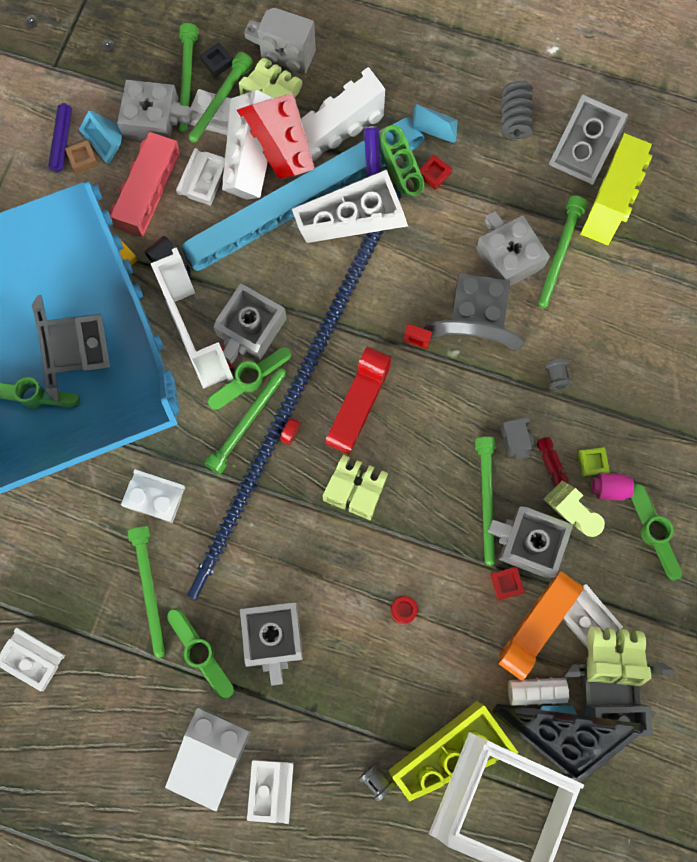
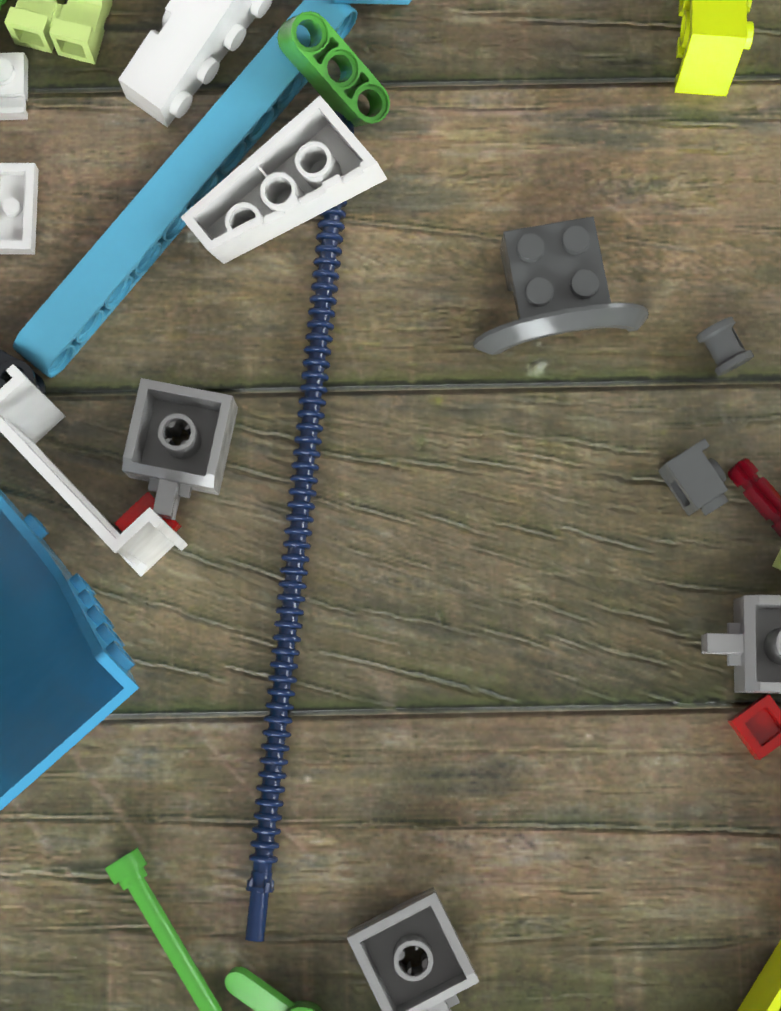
camera: 20 degrees left, 5 degrees up
(153, 496) = (125, 792): white plate -> none
(218, 460) = (213, 692): bright green piece -> none
(236, 387) = (195, 556): bright green piece -> none
(244, 155) = (62, 123): white wedge -> none
(281, 134) = (114, 92): wedge -> none
(290, 431) = (316, 600): red tile -> none
(343, 490) = (479, 670): yellowish green legs -> none
(359, 400) = (412, 509): red beam -> none
(372, 150) = (282, 70): dark purple axle -> none
(404, 610) = (610, 831): red tile -> none
(417, 336) = (470, 363): red tile -> none
(435, 172) = (396, 65): red tile -> none
(485, 448) = (649, 515): bright green piece -> none
(511, 249) = (572, 137): light grey hinge -> none
(575, 208) = (653, 49): bright green piece -> none

